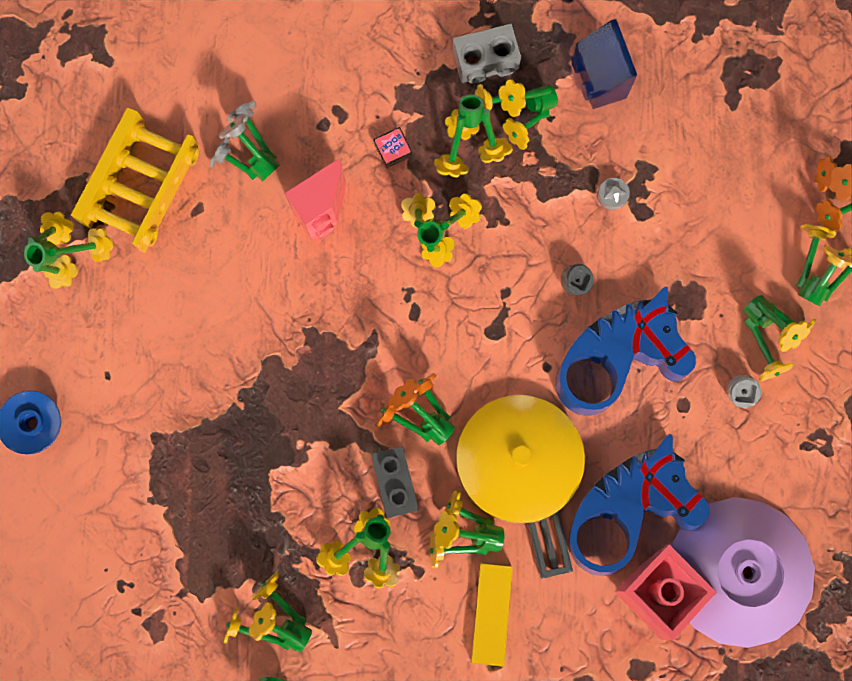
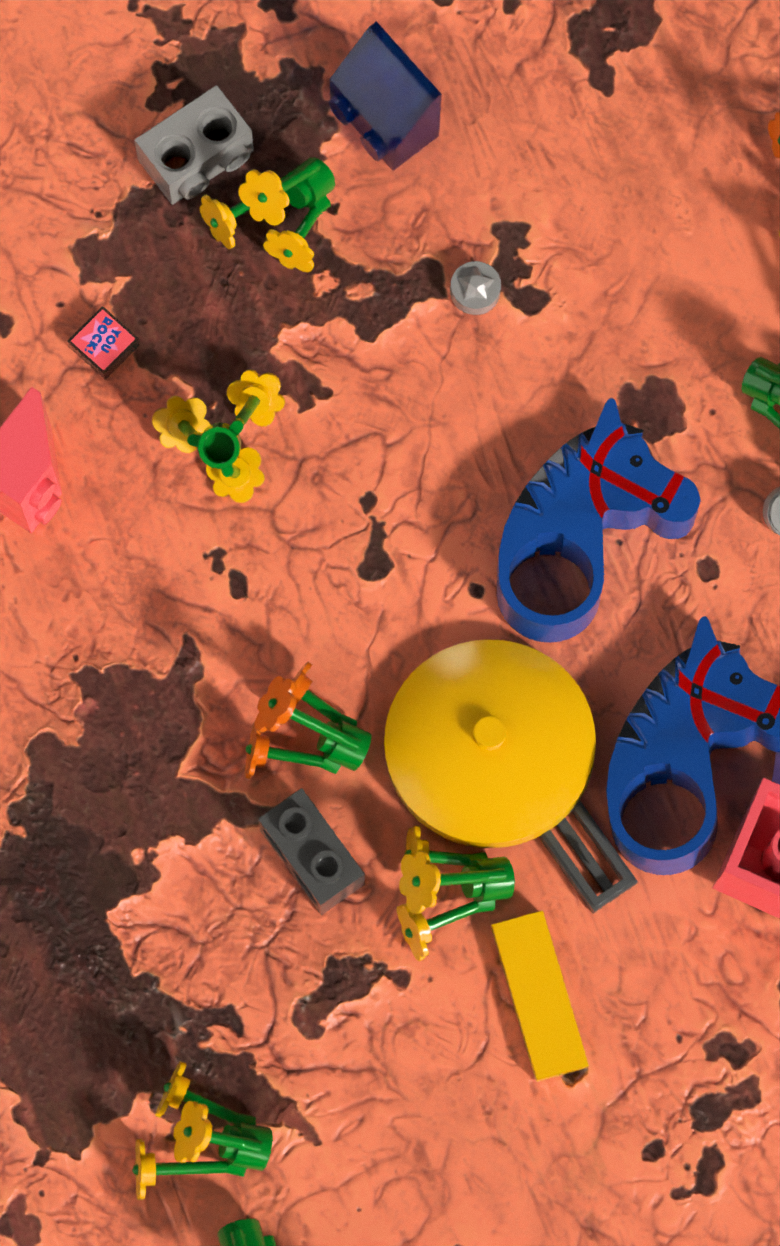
camera: 25 degrees left, 5 degrees down
(373, 533) = (305, 937): yellow plant -> none
(463, 124) = (199, 270): plant -> none
(577, 279) = (470, 438): dark grey tile -> none

